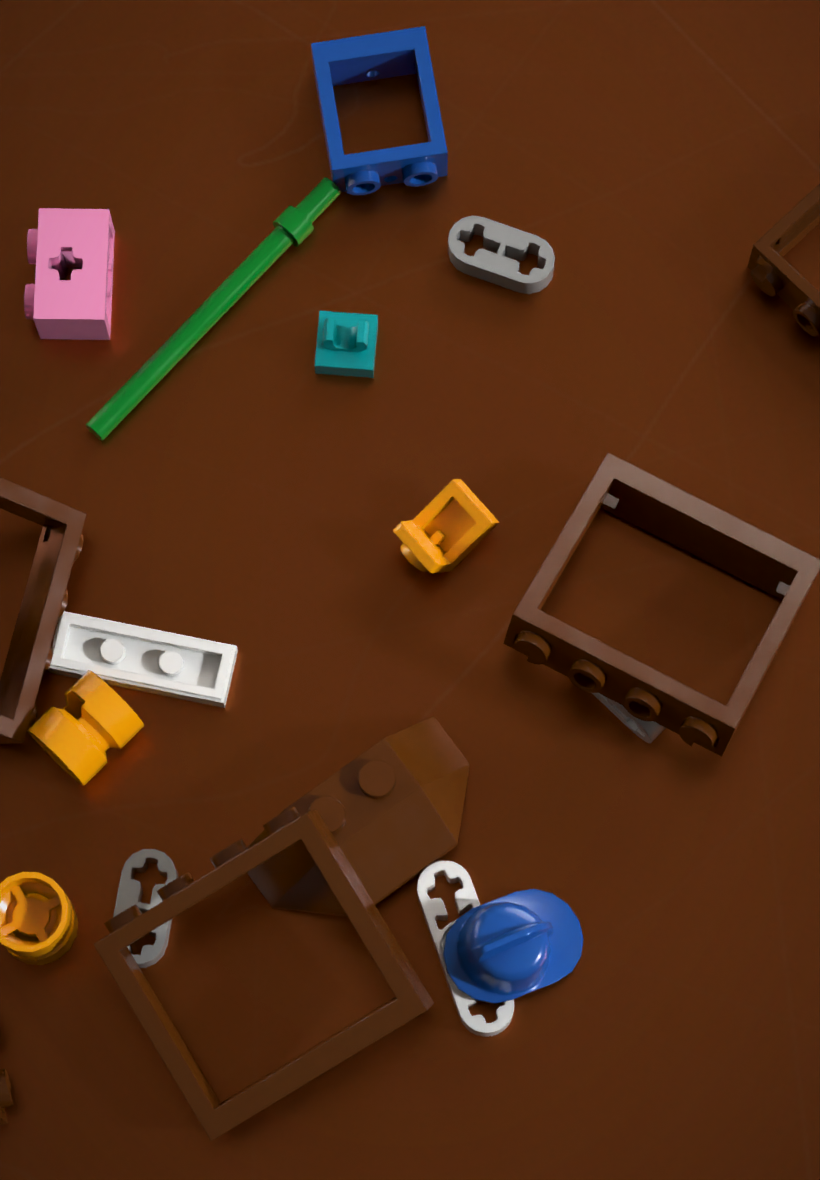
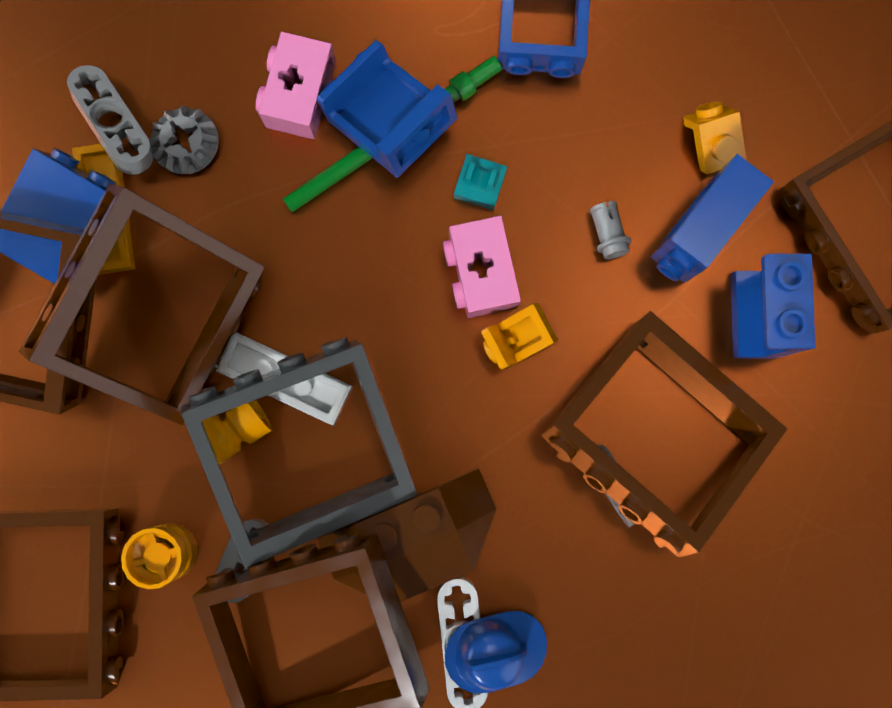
camera: 10 degrees right, 10 degrees up
(111, 654) = (323, 517): none -> dark grey window
(200, 277) = (386, 109): none -> blue panel
(375, 419) = (485, 242): none -> bright pink brick
(505, 242) = (609, 132): light grey beam -> none
(540, 377) = (610, 230): none -> light grey pin
(646, 215) = (716, 135): none -> light orange bracket
(657, 322) = (711, 220): none -> blue window
(763, 413) = (773, 308): none -> blue panel

